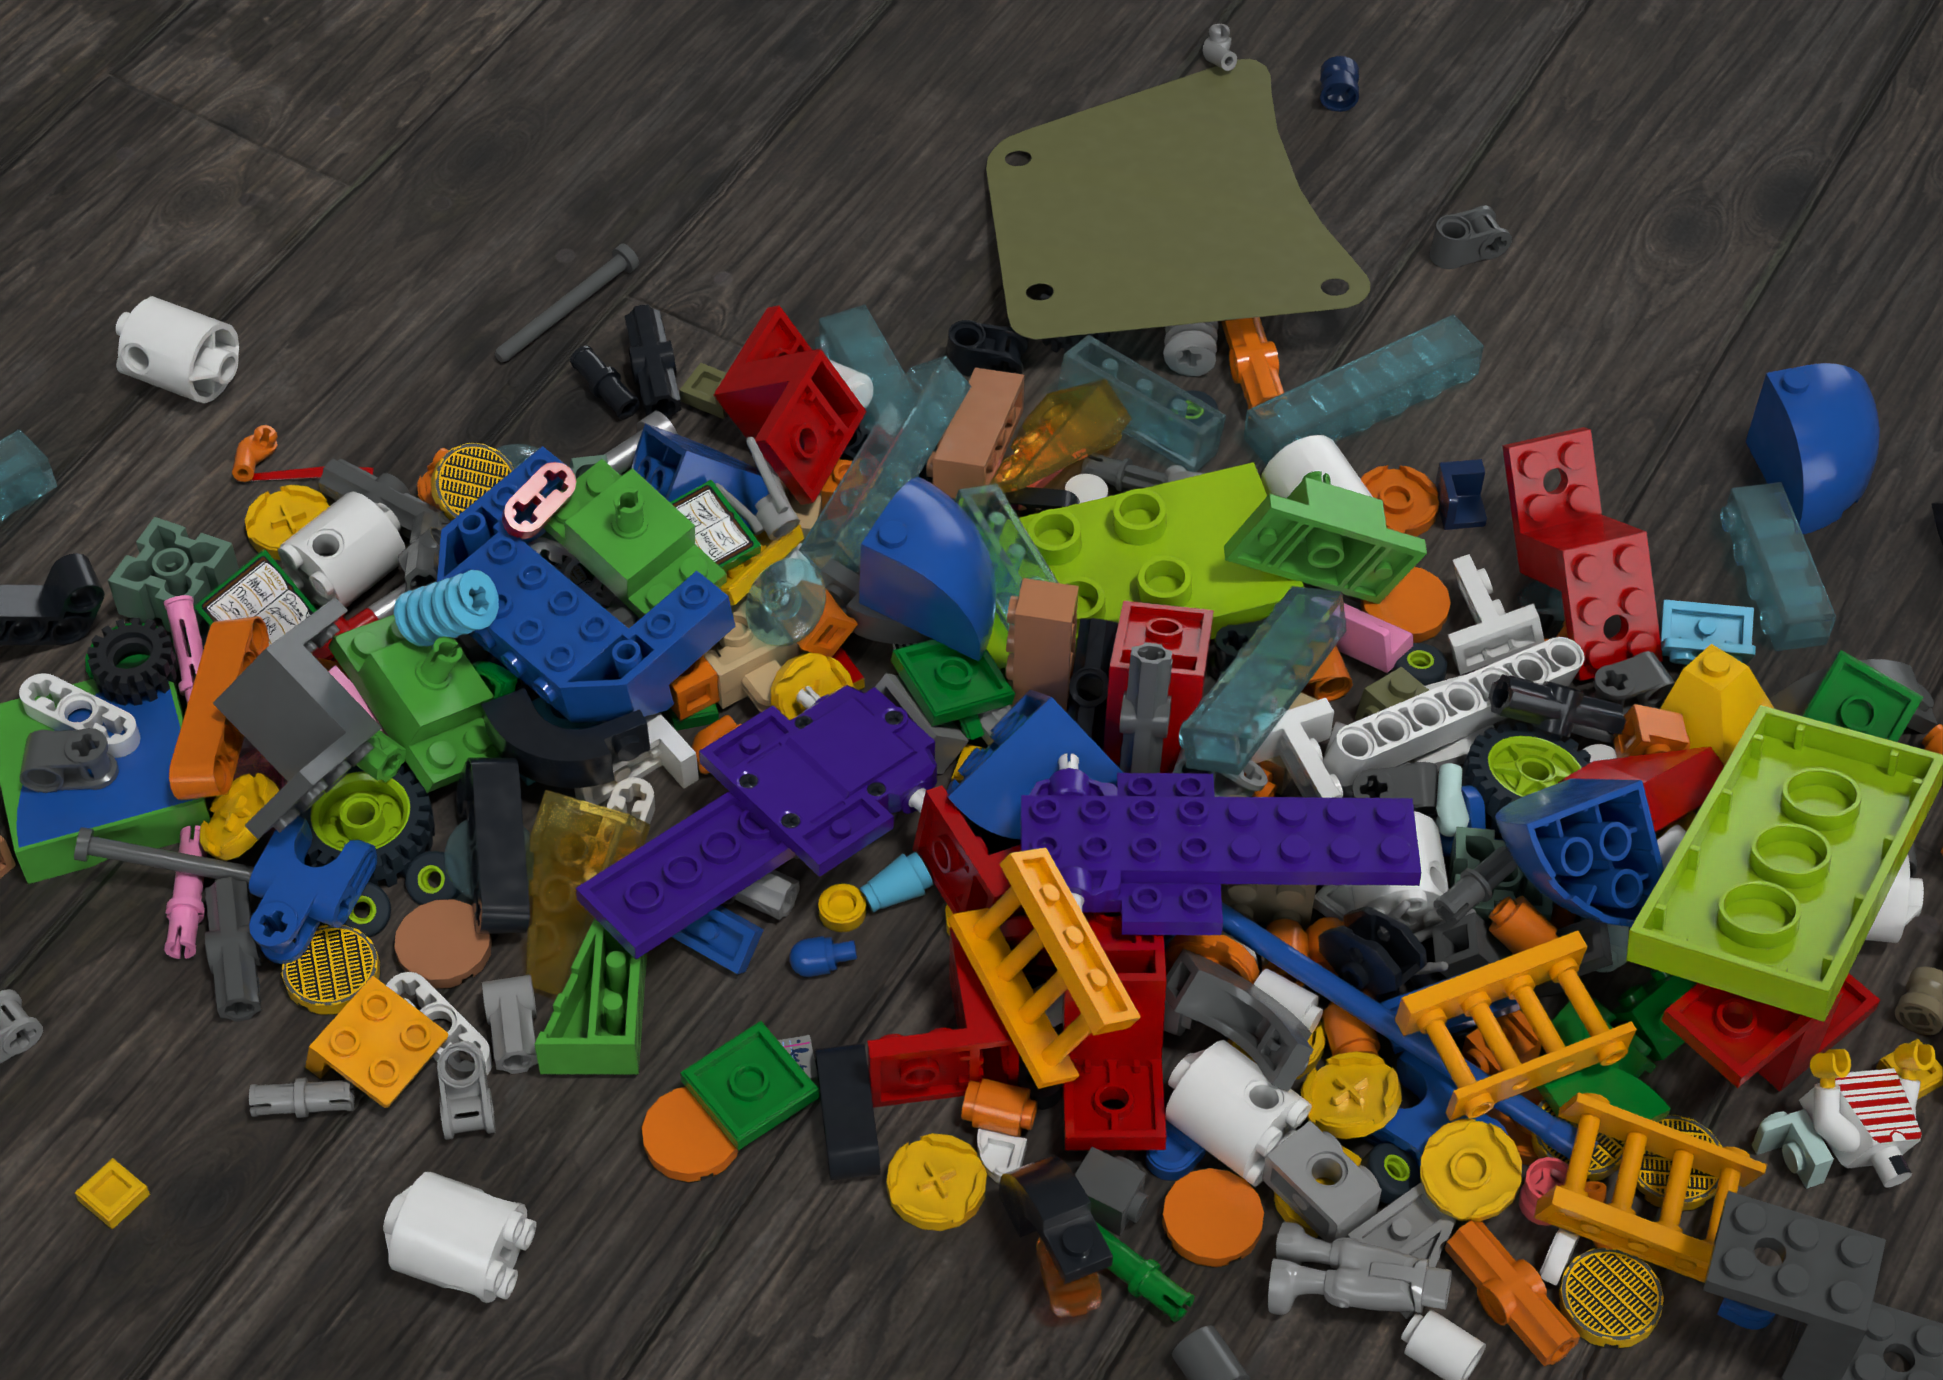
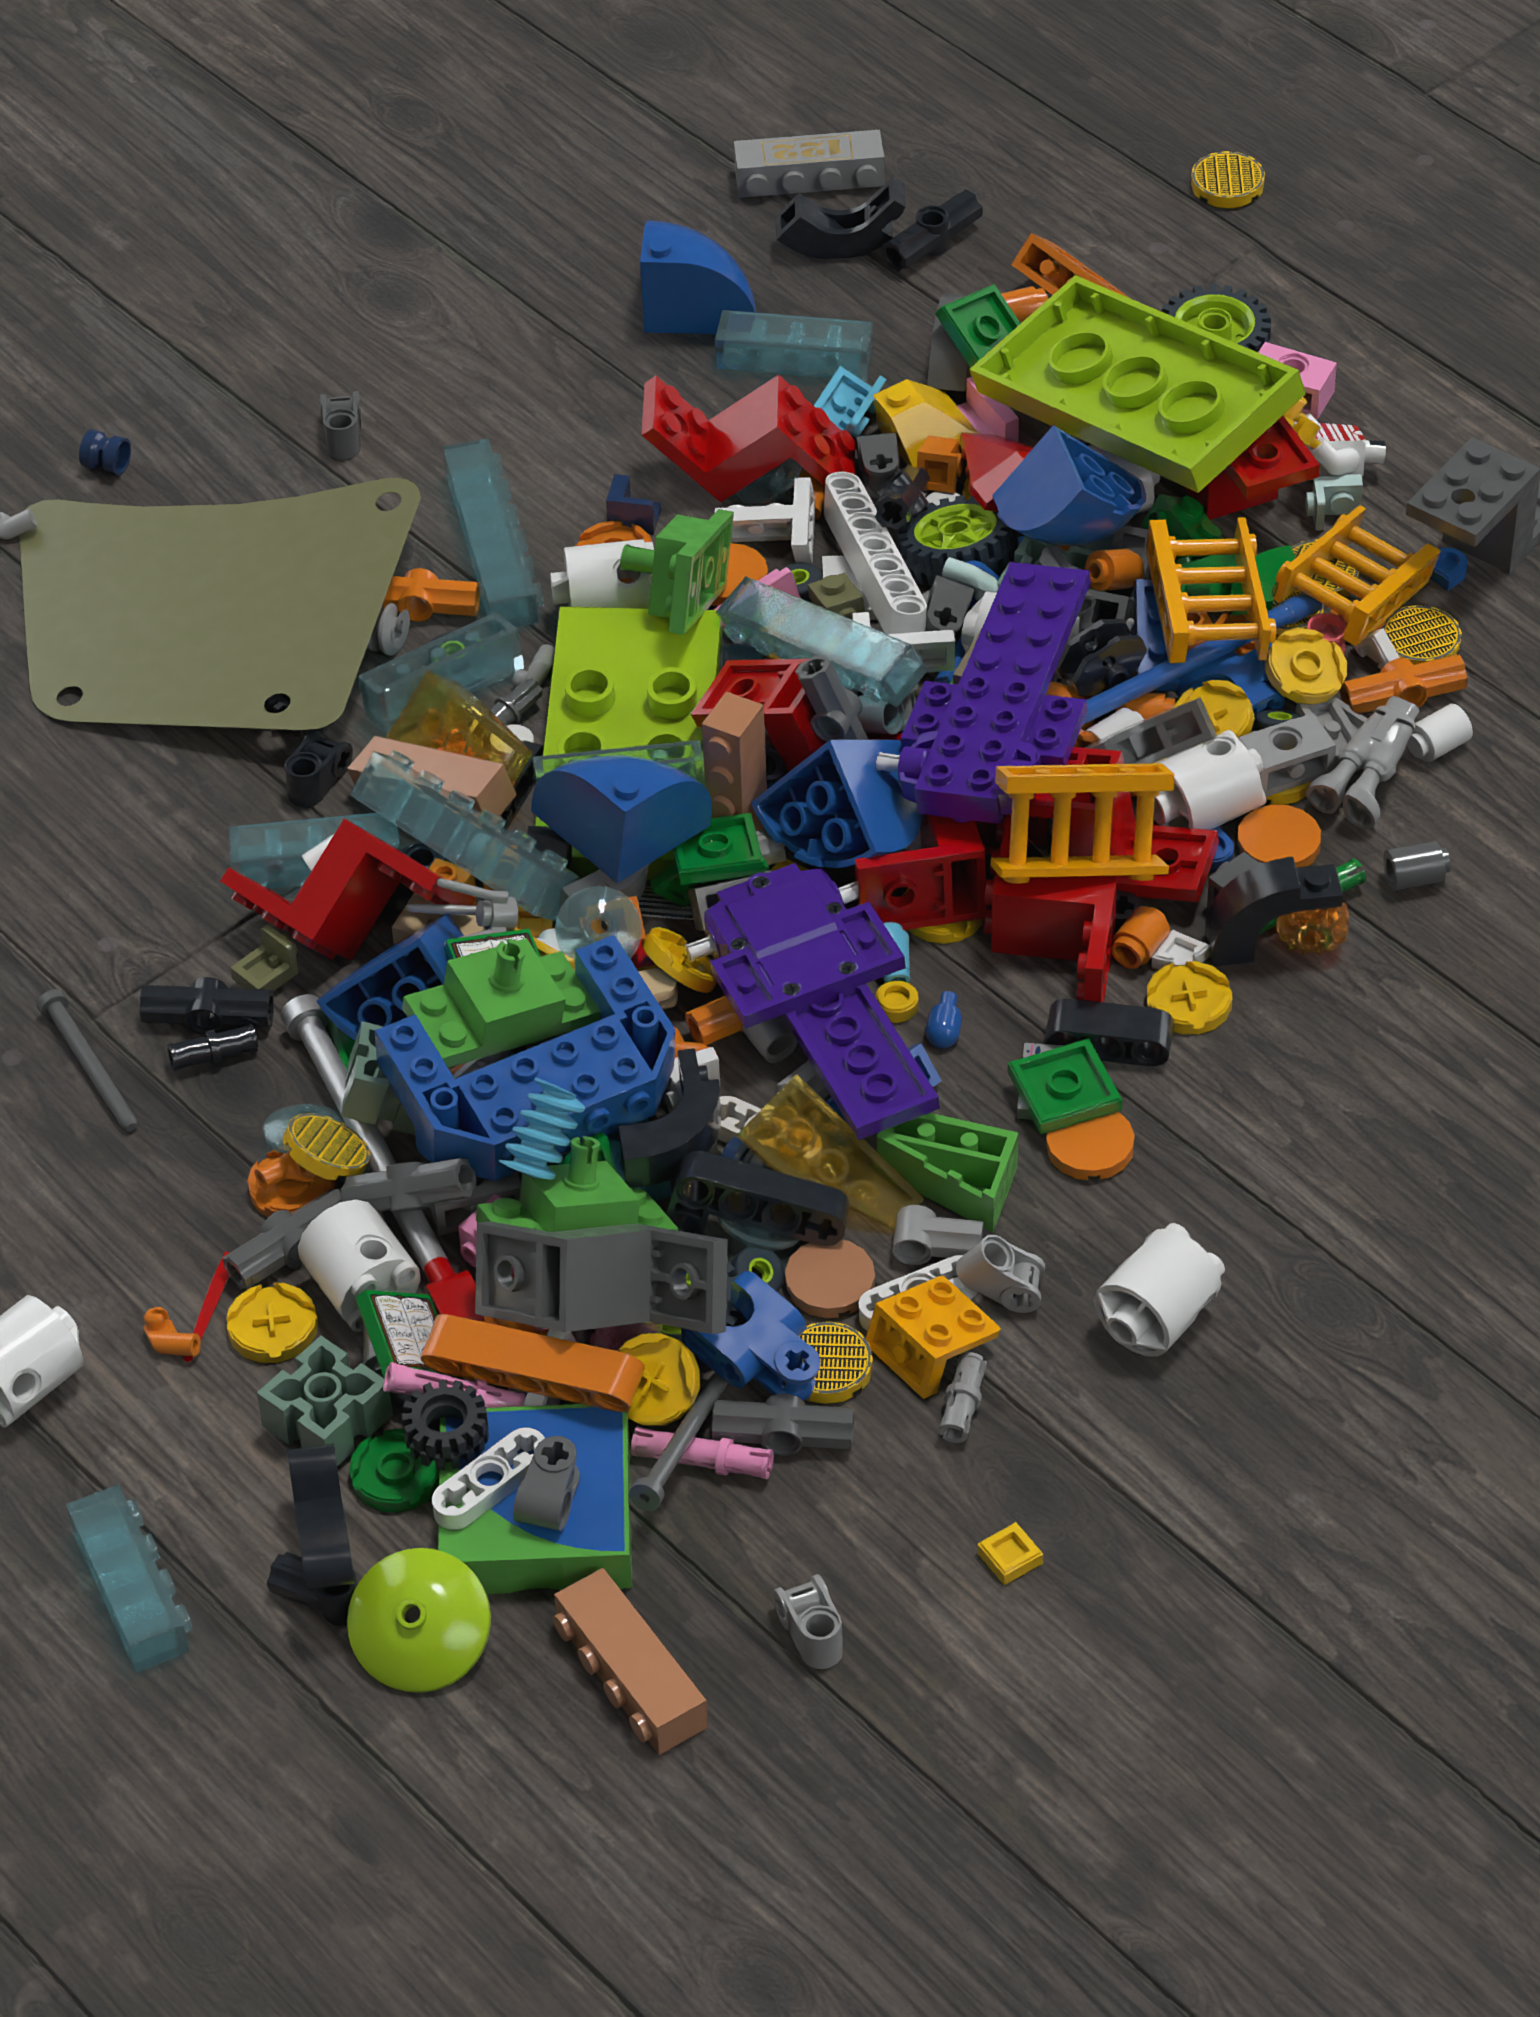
camera: 70 degrees left, 5 degrees down
(531, 493) = (447, 1039): beam -> none

